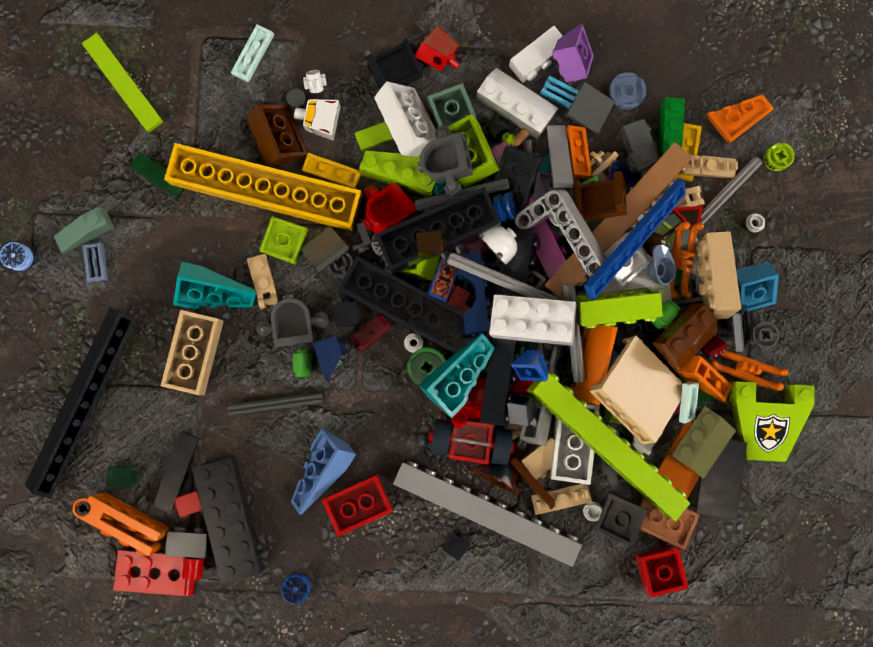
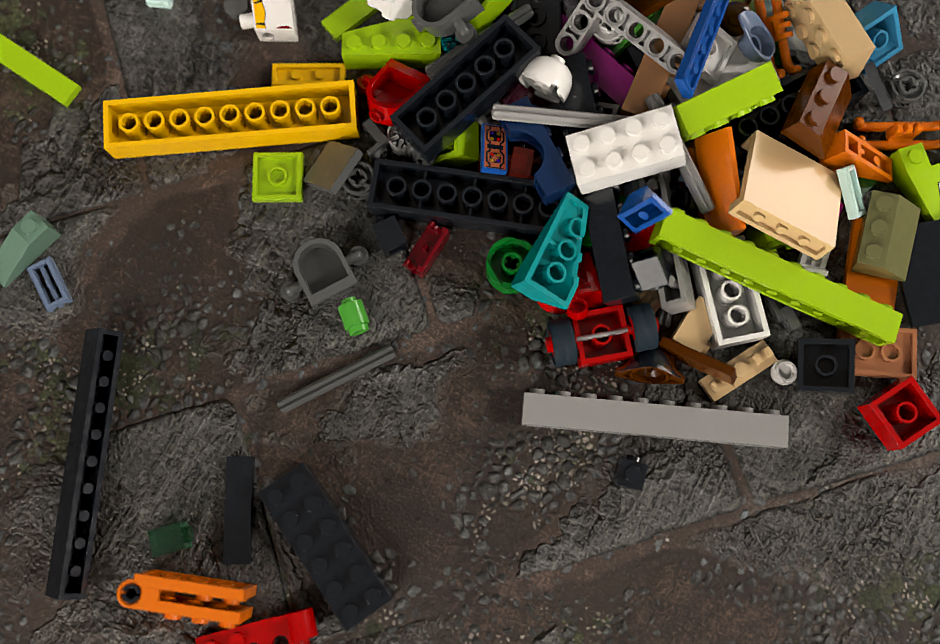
camera: 10 degrees left, 5 degrees down
(154, 173) = (90, 152): dark green tile -> none
(187, 504) = (268, 543): red brick -> none
(188, 542) = (284, 595): dark grey brick -> none
(192, 353) = (209, 349): tan brick -> none
(204, 287) = (200, 266): teal wedge -> none
(263, 280) = (268, 233): tan plate -> none
(276, 134) = (225, 54): reddish brown slope -> none
(296, 588) = (445, 604): blue wheel -> none
(327, 463) = (427, 433): medium blue wedge -> none
(330, 356) = (386, 290): dark blue slope -> none
(357, 505) = (486, 466): red brick -> none
(413, 348) = (482, 251): white plate -> none
(430, 243) = (464, 99): dark brown brick -> none
(505, 206) = (535, 35): blue wheel -> none
(670, 312) = (784, 99): bright green brick -> none
(713, 347) = (855, 117): dark red slope -> none

